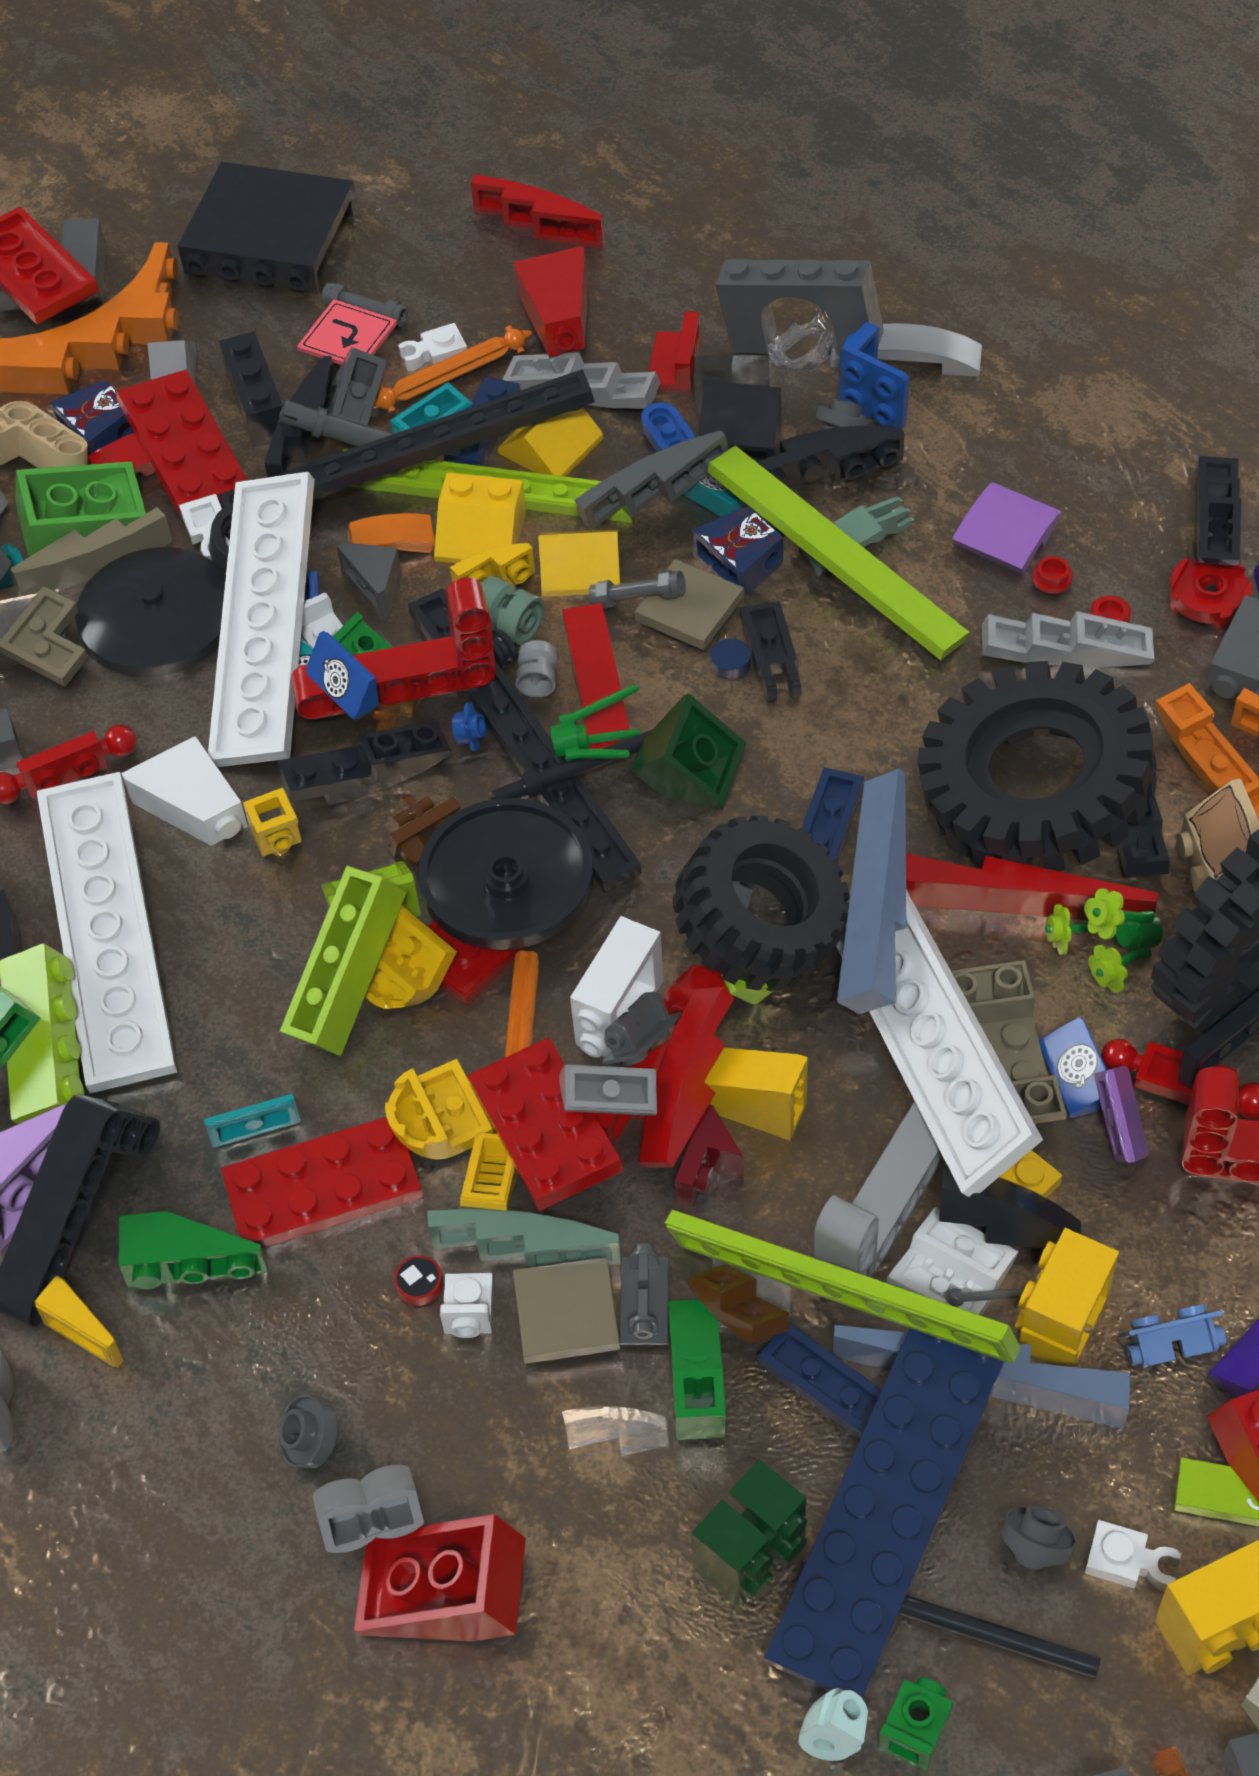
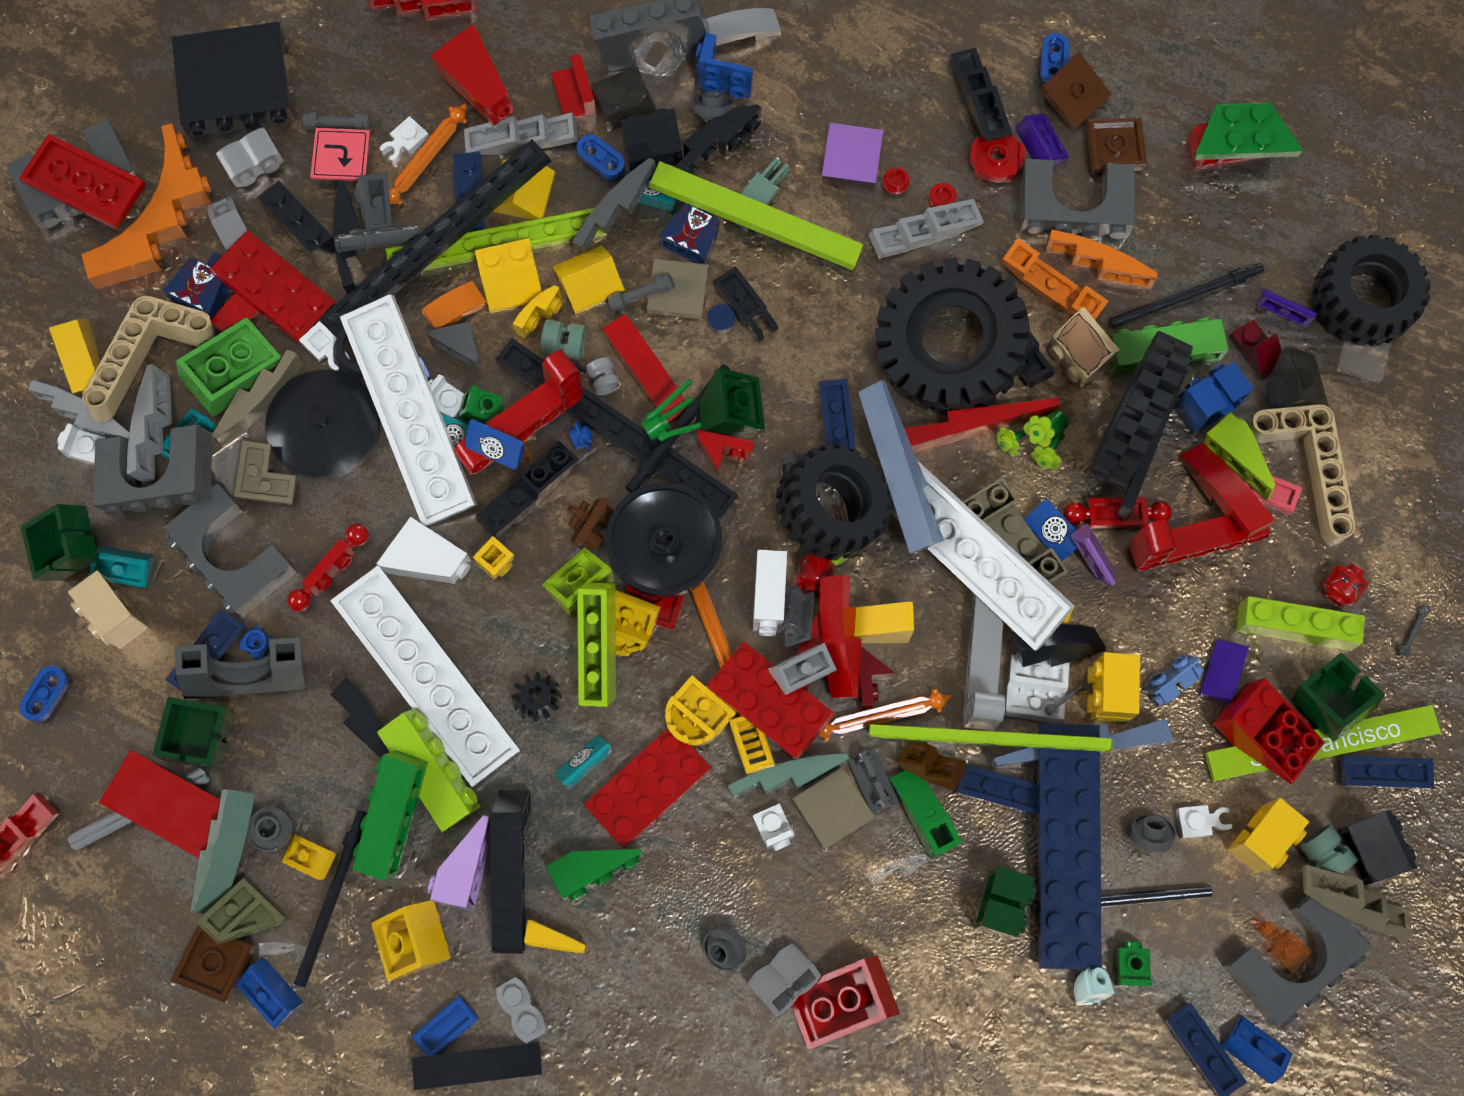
camera: 30 degrees left, 20 degrees up
(234, 1010) = (547, 692): none -> black gear
(239, 307) = (250, 158): none -> light grey brick
(418, 1280) = (737, 824): tile -> none
(438, 404) = (433, 200): teal slope -> none
(649, 799) = (717, 445): none -> red slope
(737, 1218) = (885, 713): none -> orange wheel

